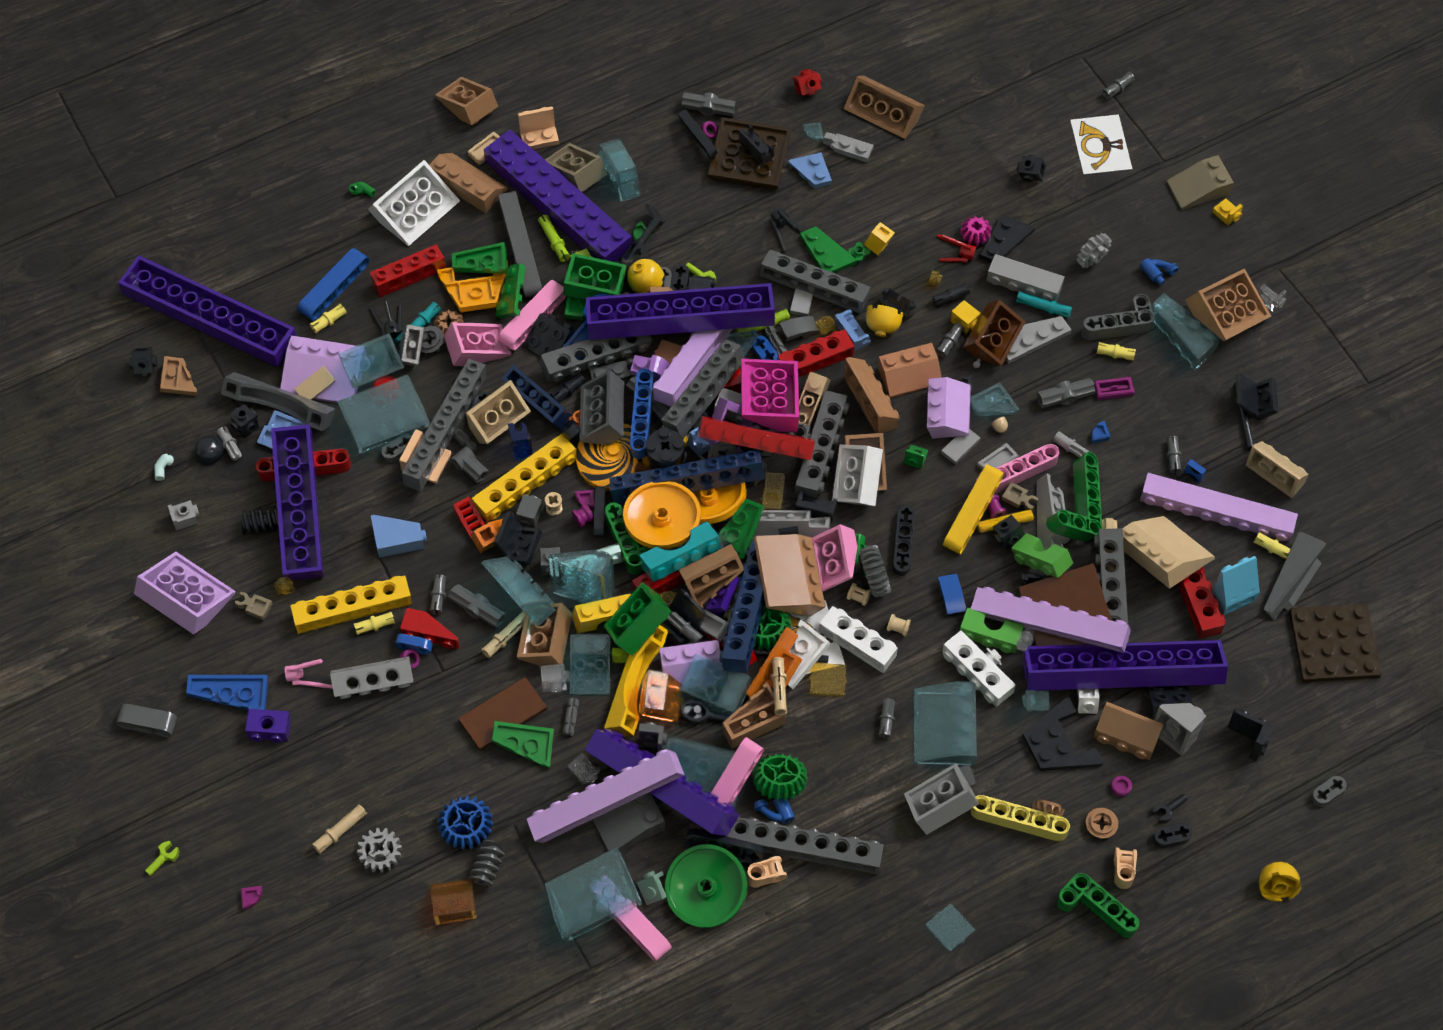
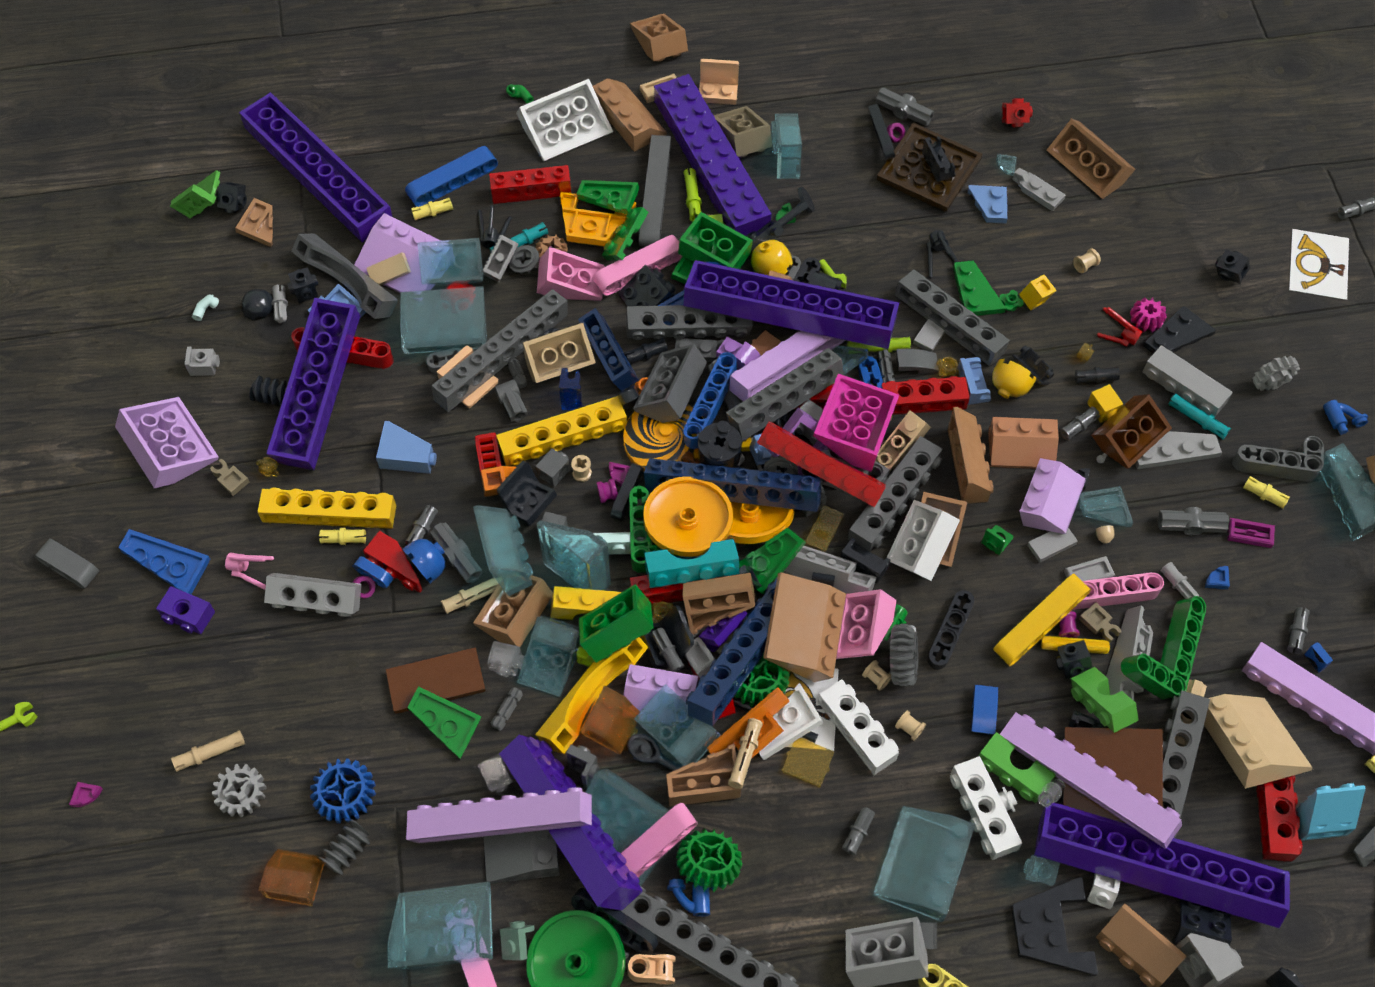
camera: 20 degrees right, 0 degrees up
(115, 368) = (197, 196): none -> bright green bracket
(456, 618) = (426, 558): none -> blue cylinder
(910, 198) = (1087, 260): none -> tan bush

